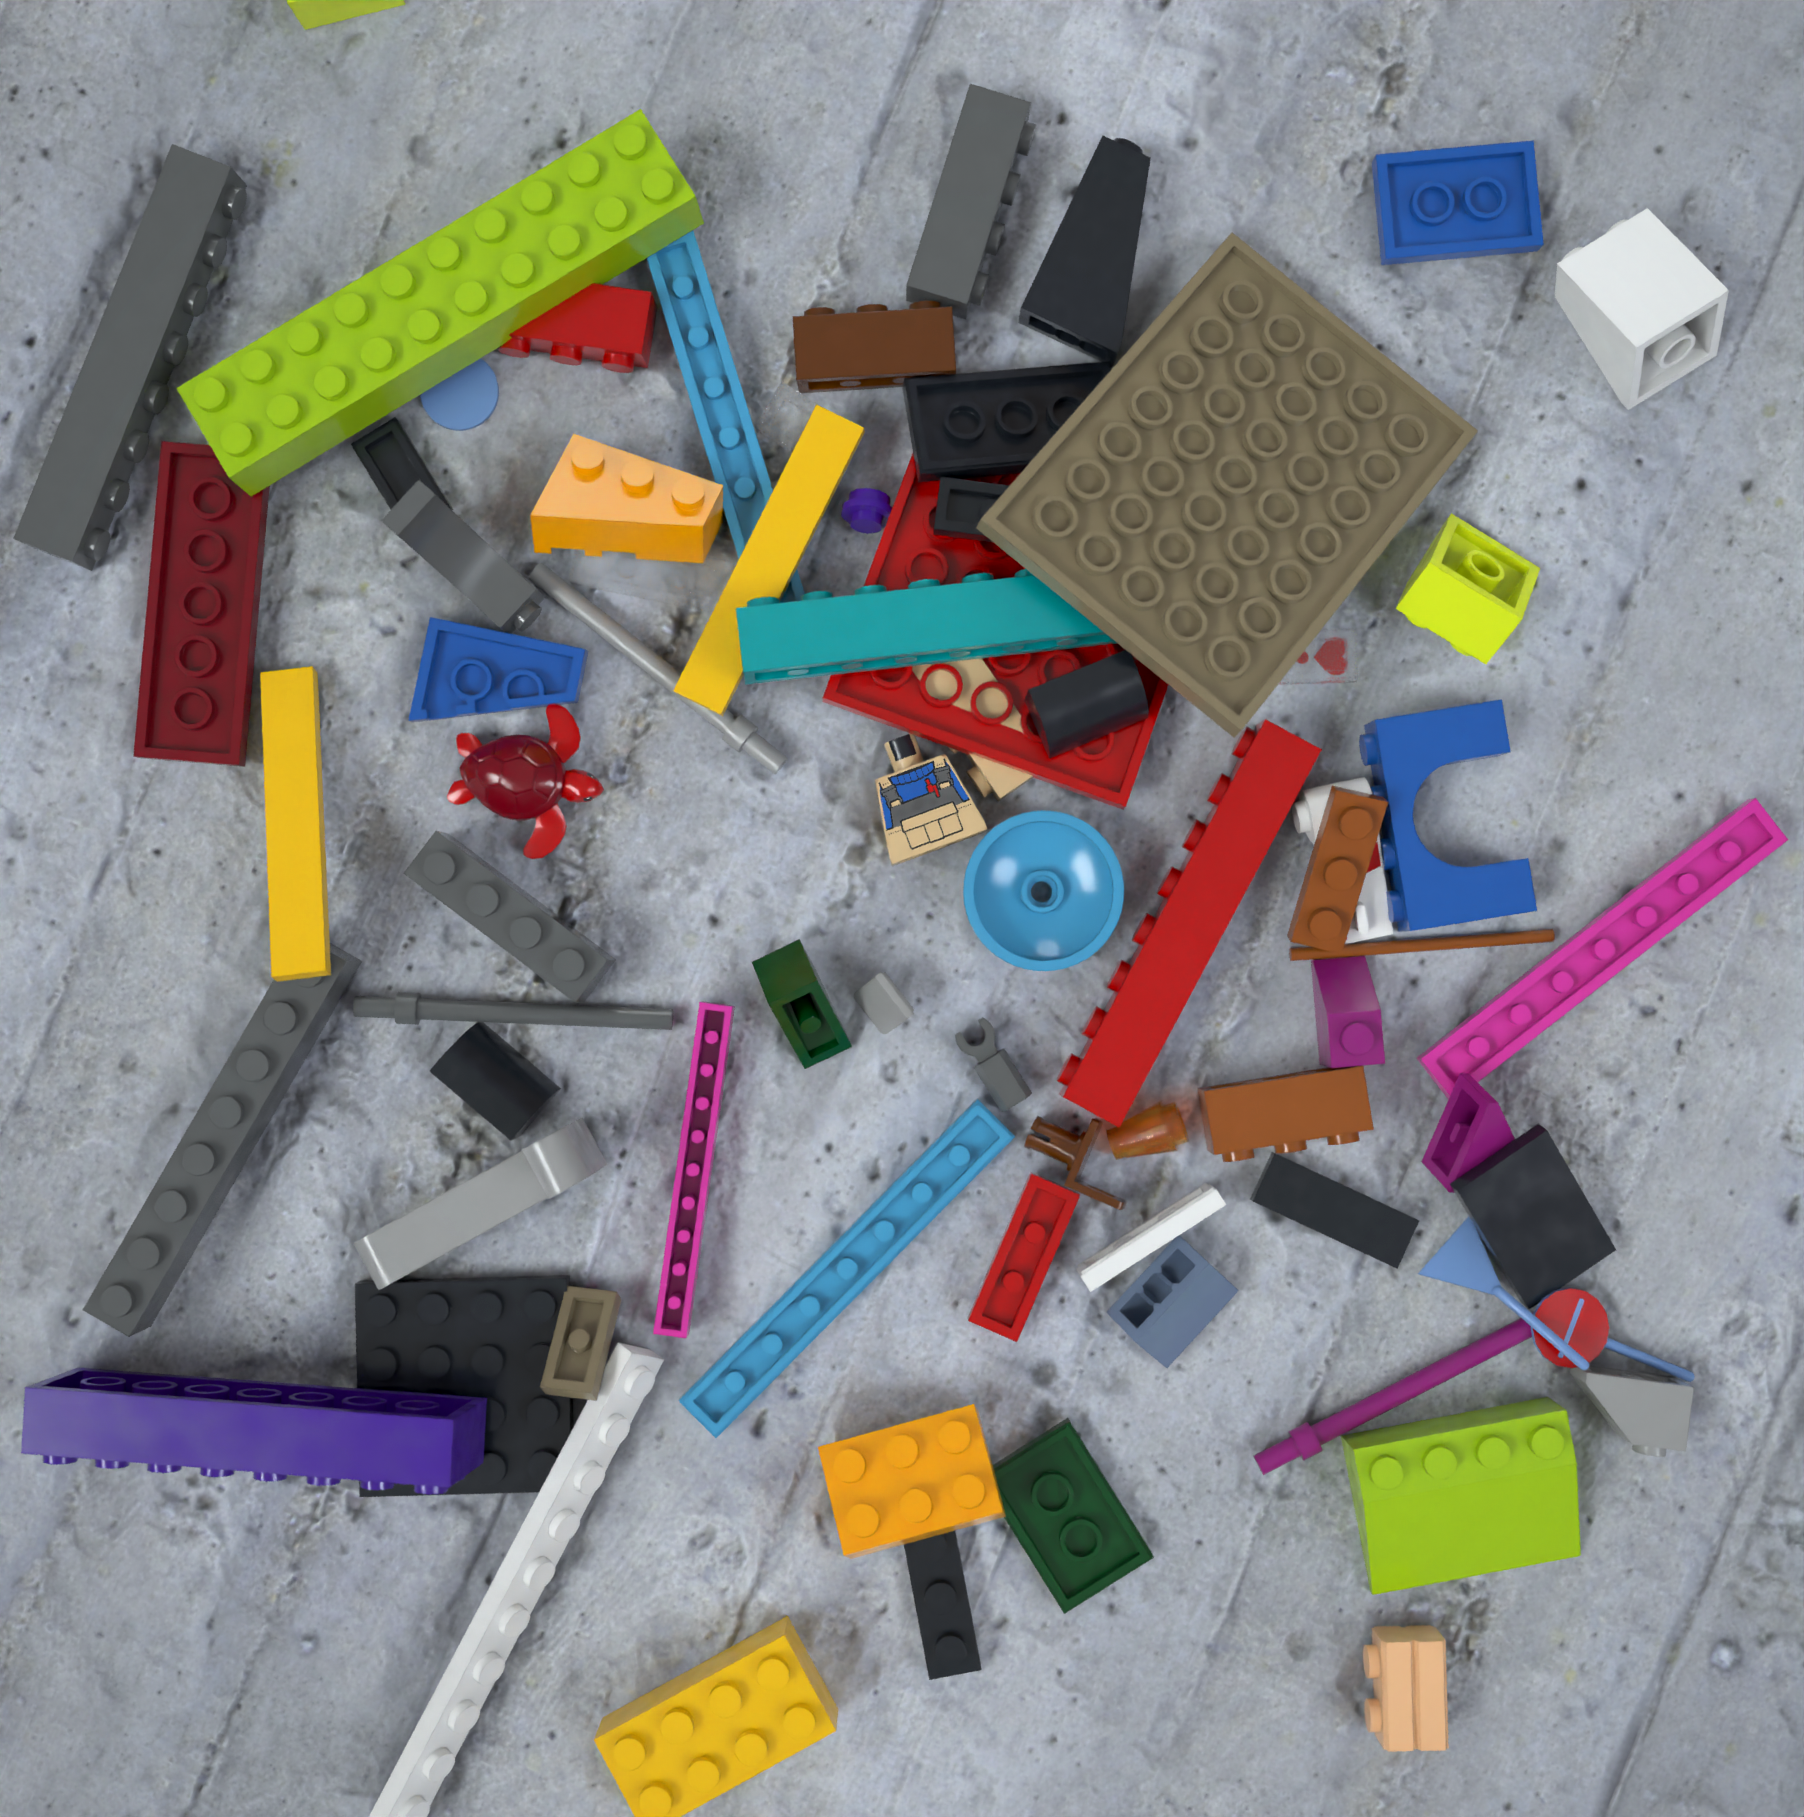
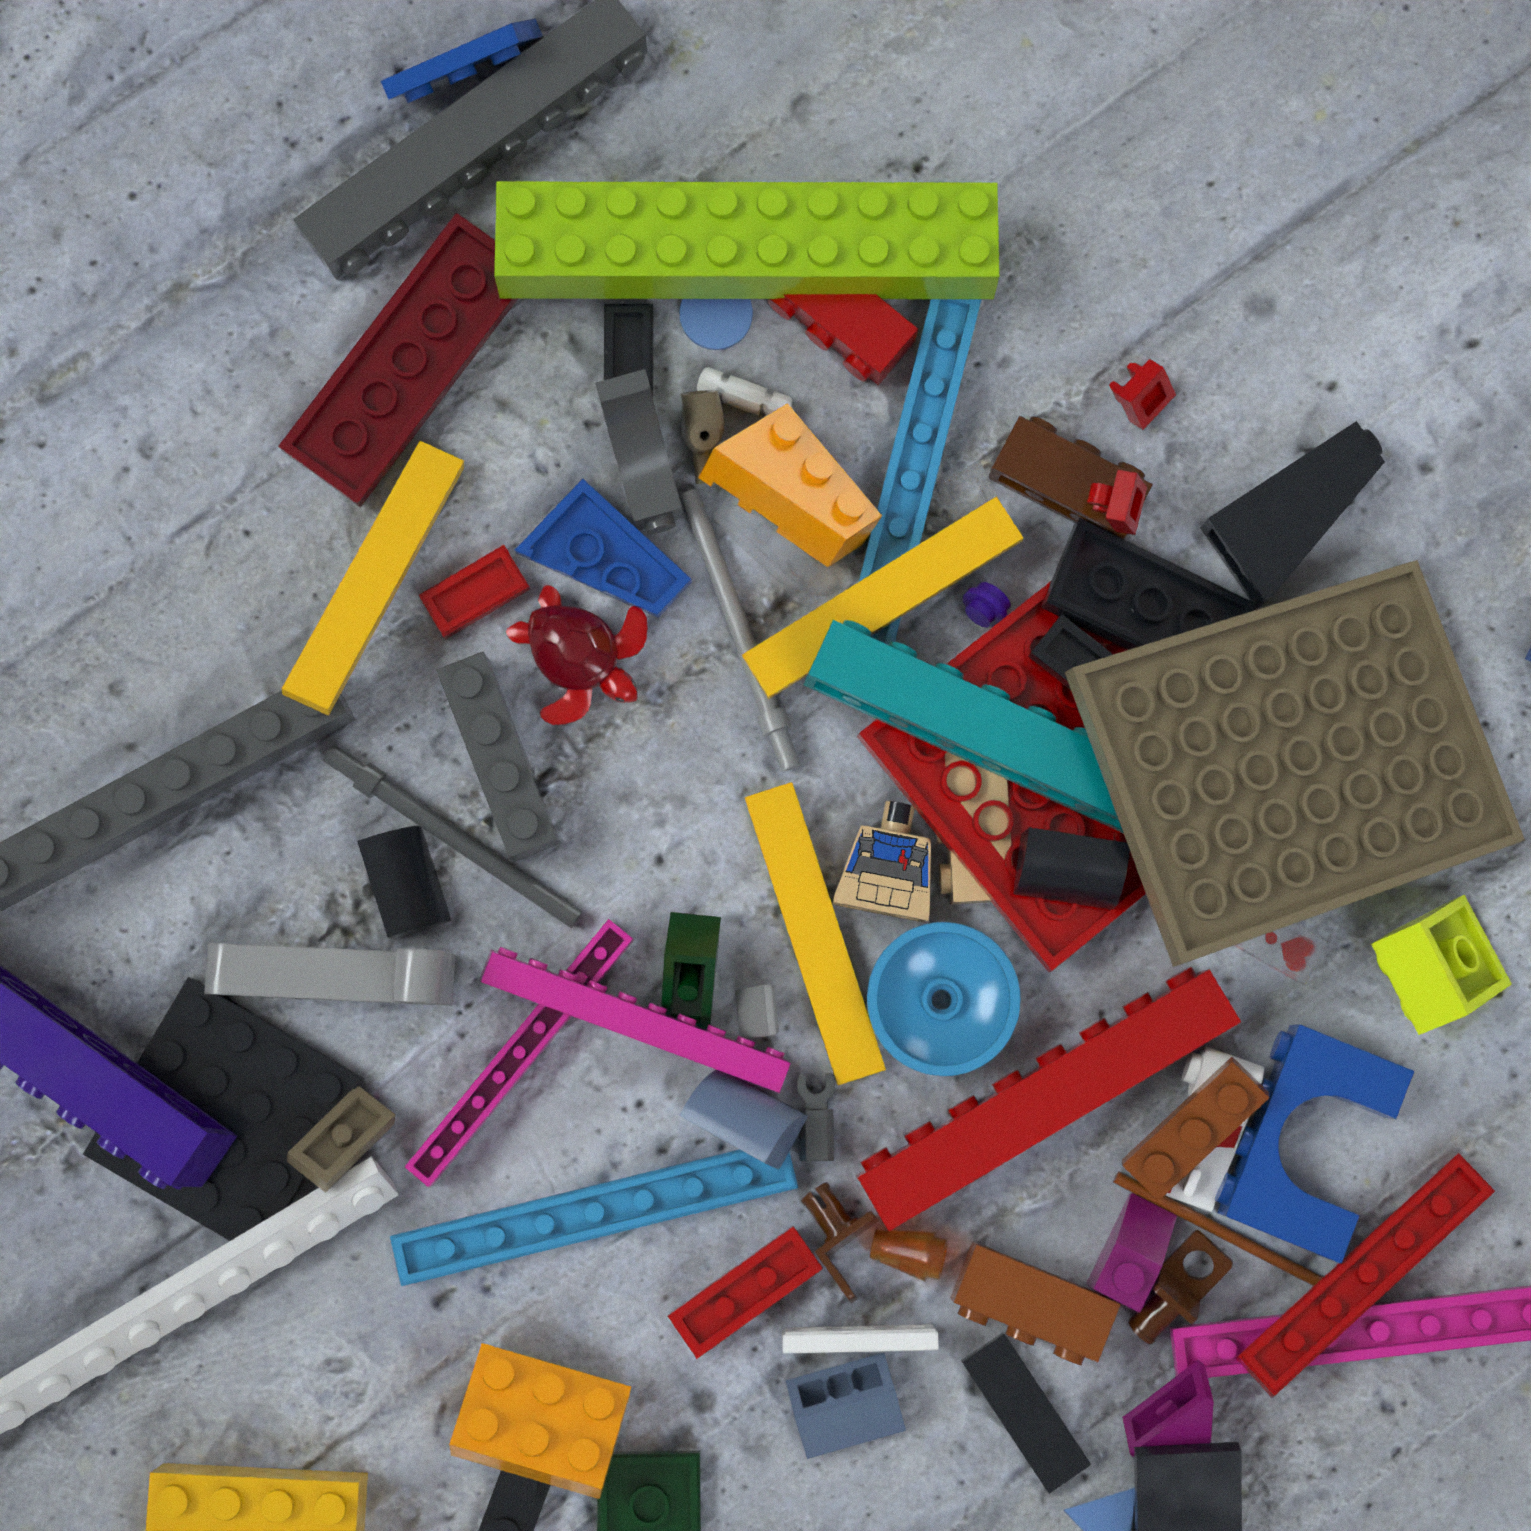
camera: 25 degrees right, 5 degrees down
(76, 294) = (461, 61): none -> blue wing
(396, 780) = (474, 592): none -> red tile
(505, 490) = (701, 425): none -> dark tan piece
(525, 451) = (742, 393): none -> white axle
(777, 1079) = (634, 1020): none -> dark pink piece
(892, 901) = (815, 934): none -> yellow tile
(894, 227) = (1144, 393): none -> red tile
(929, 1104) = (744, 1117): none -> sand blue brick
(932, 341) = (1120, 502): none -> red tile
(969, 200) = (1217, 408): dark grey brick -> none
(1406, 1021) = (1179, 1291): none -> reddish brown bracket
(1563, 907) = (1365, 1275): none -> red tile

